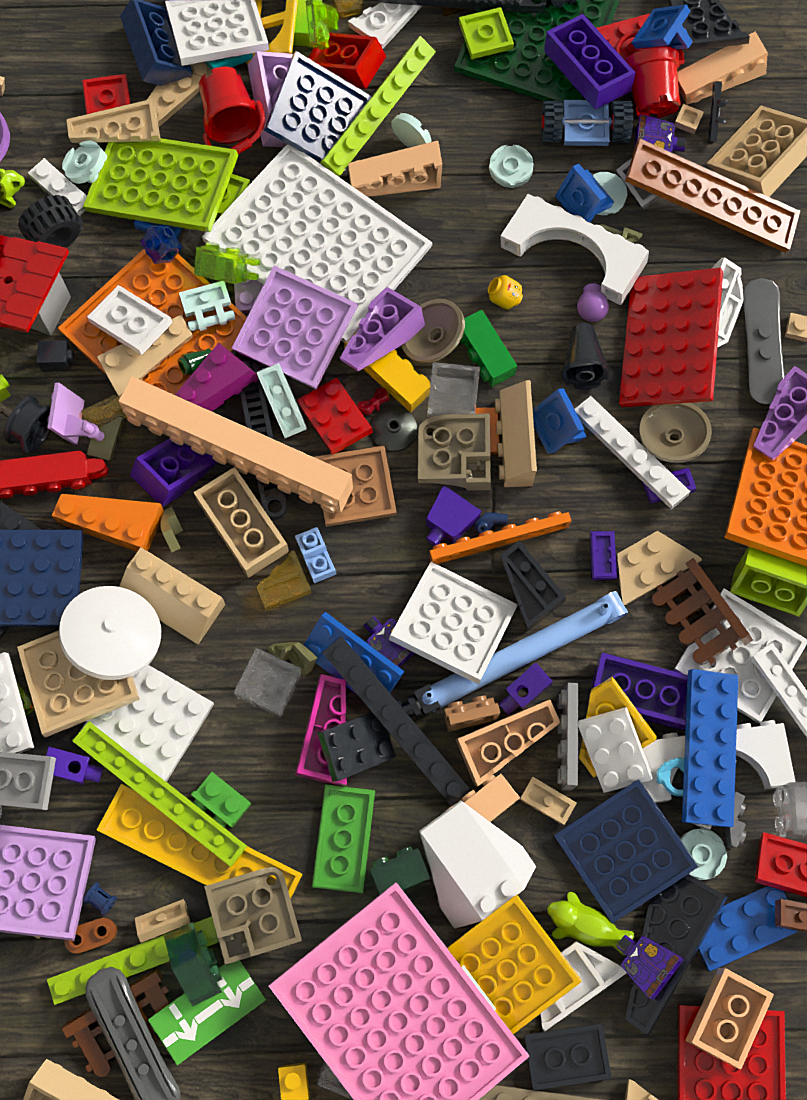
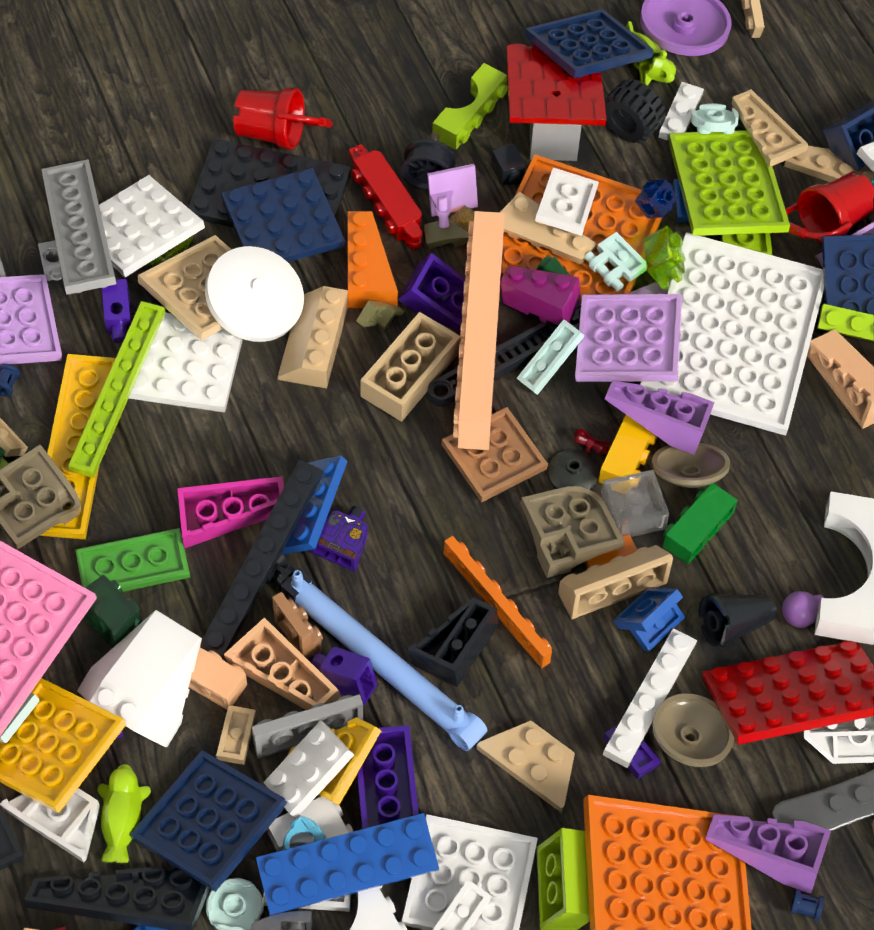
camera: 70 degrees right, 15 degrees down
(105, 93) = (798, 112): red plate -> none
(221, 800) = (131, 446): bright green bracket -> none
(268, 682) = (259, 442): clear brick -> none
(284, 583) = (366, 426): clear yellow wing -> none
(296, 653) = (298, 450): olive slope -> none
(315, 555) = (408, 446): light blue slope -> none
(334, 416) = (558, 411): red plate -> none
(355, 746) = (222, 530): black plate -> none
(450, 517) = (499, 547): dark purple torso -> none
(453, 622) = (385, 581): white plate -> none
(490, 519) = (514, 588): dark blue arm -> none
(505, 292) = (771, 519): yellow head -> none
(602, 555) = (522, 707): dark purple plate -> none
(648, 964) = (94, 875): torso -> none
(712, 619) = (499, 835): reddish brown fence -> none

